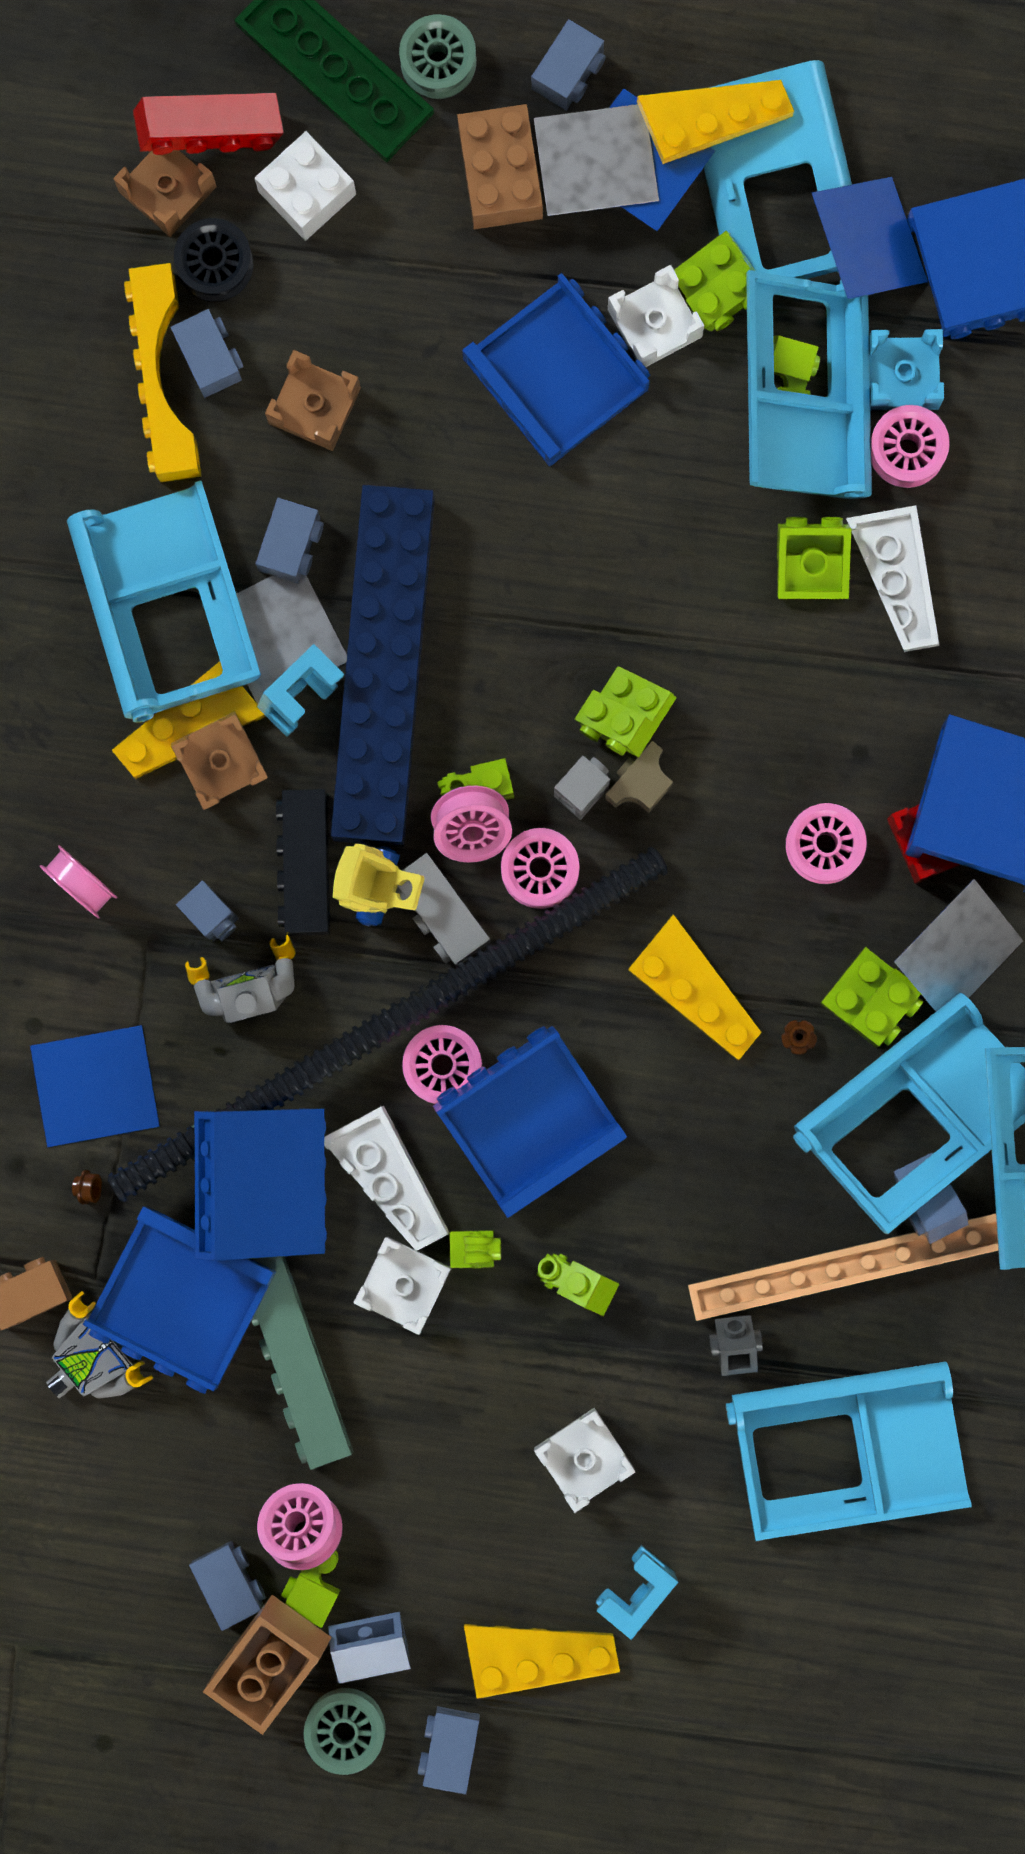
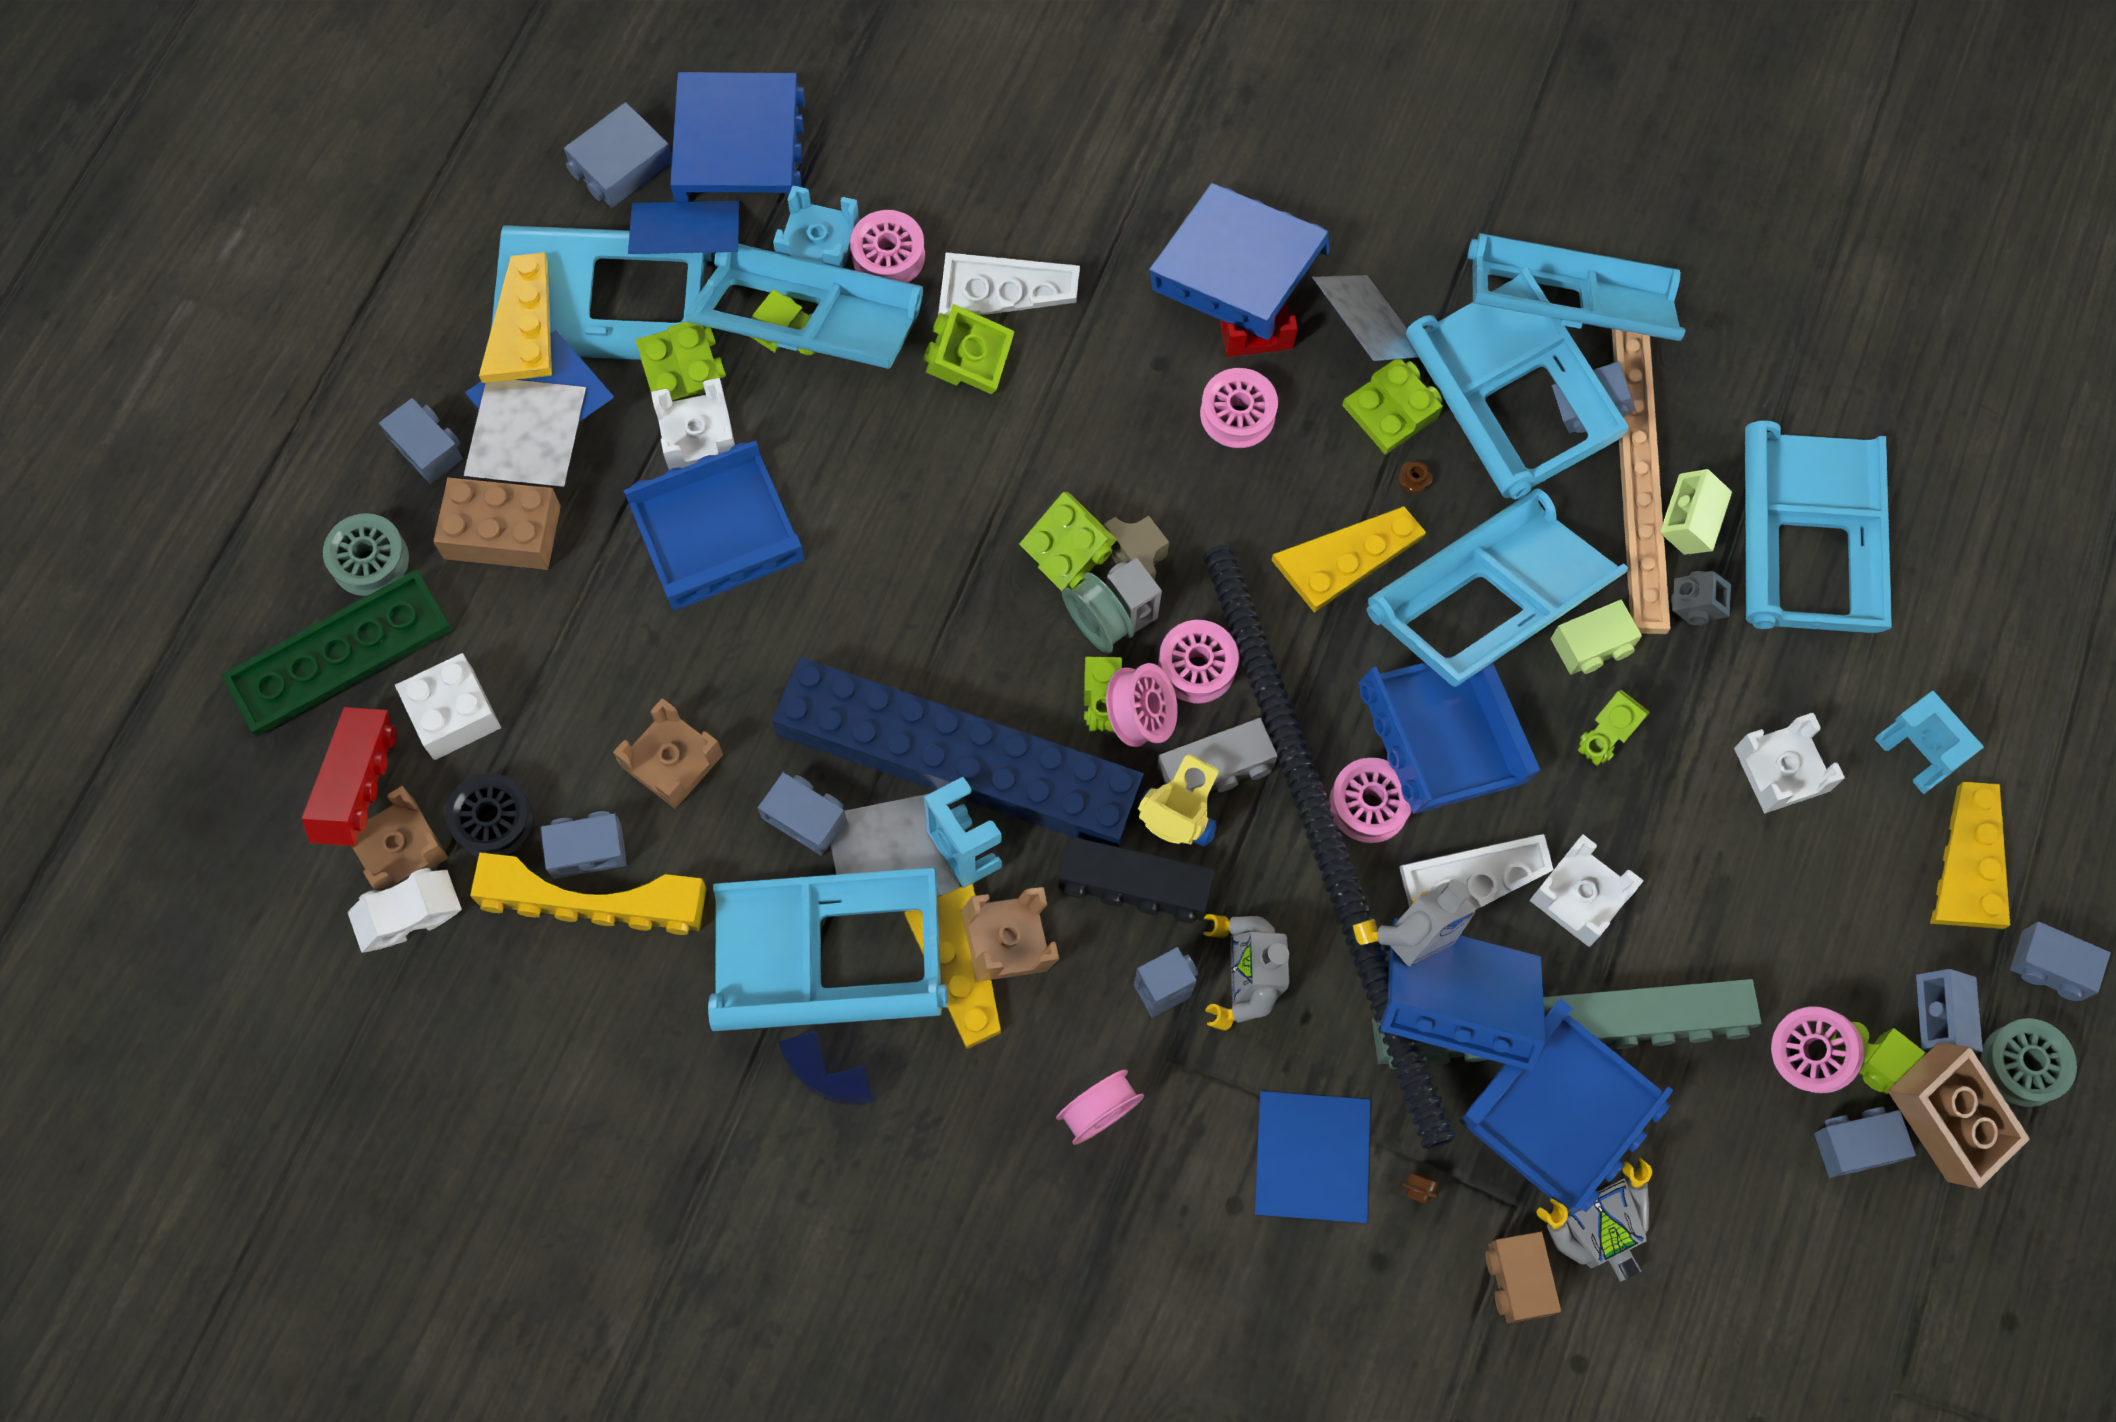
camera: 85 degrees left, 15 degrees down
(56, 616) = (808, 1065): none -> clear blue brick
(104, 214) = (417, 903): none -> white brick
(306, 1132) = (1426, 927): none -> light grey torso
(474, 1249) = (1564, 810): lime brick -> none
(554, 758) = (1098, 612): none -> sand green wheel
(668, 1250) = (1596, 638): none -> yellowish green brick
(729, 1172) = (1523, 556): none -> medium azure piece
(830, 1324) = (1696, 512): none -> yellowish green brick
(937, 144) = (617, 155): none -> sand blue brick

